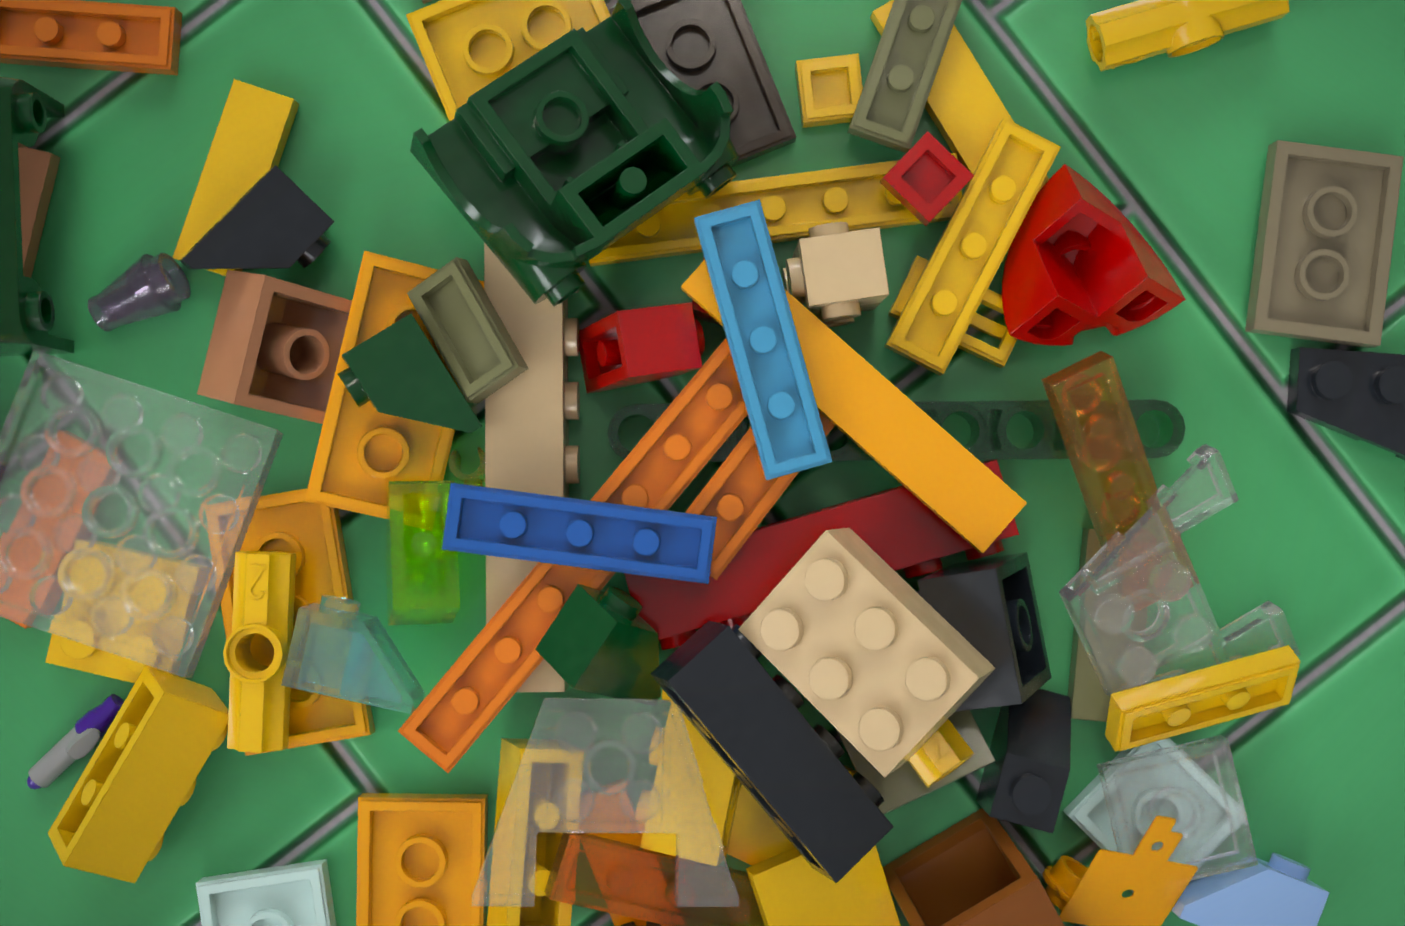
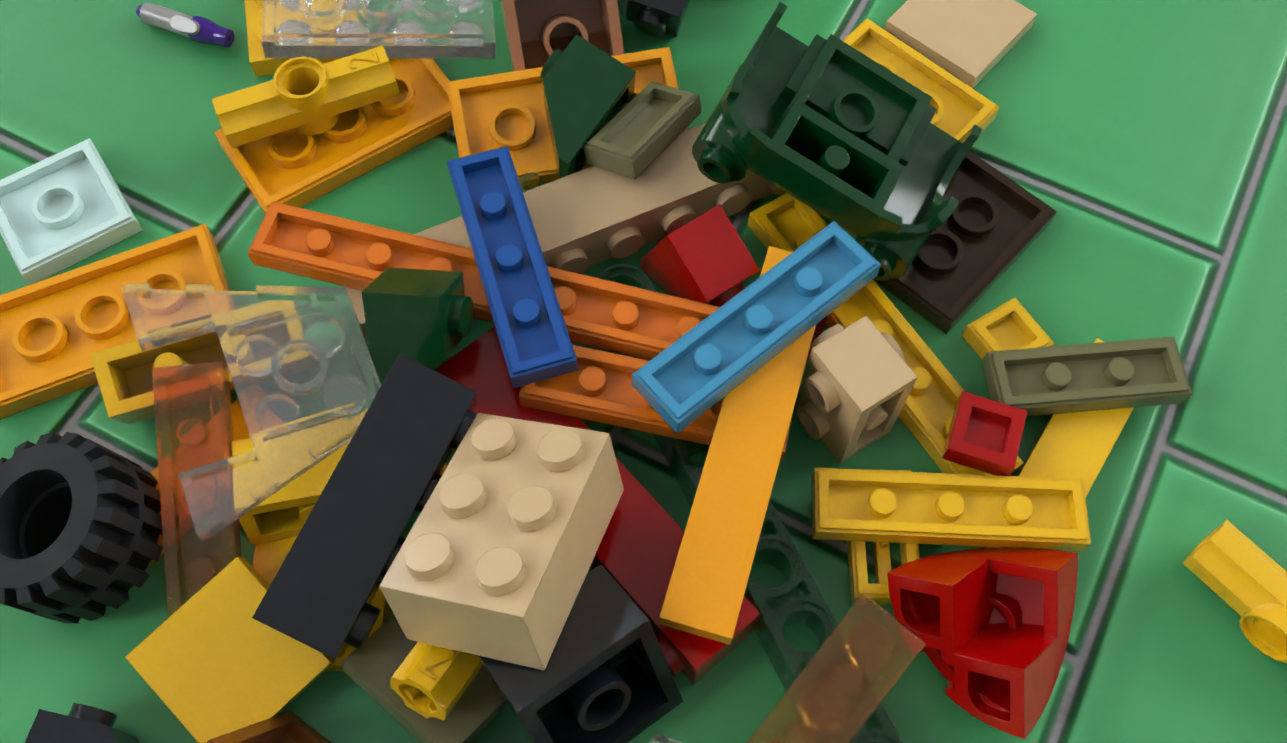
camera: 70 degrees right, 25 degrees down
(139, 776) = (164, 60): yellow brick -> none
(349, 657) = (327, 152): clear light blue slope -> none
(419, 574) = (414, 180): clear neon green slope -> none

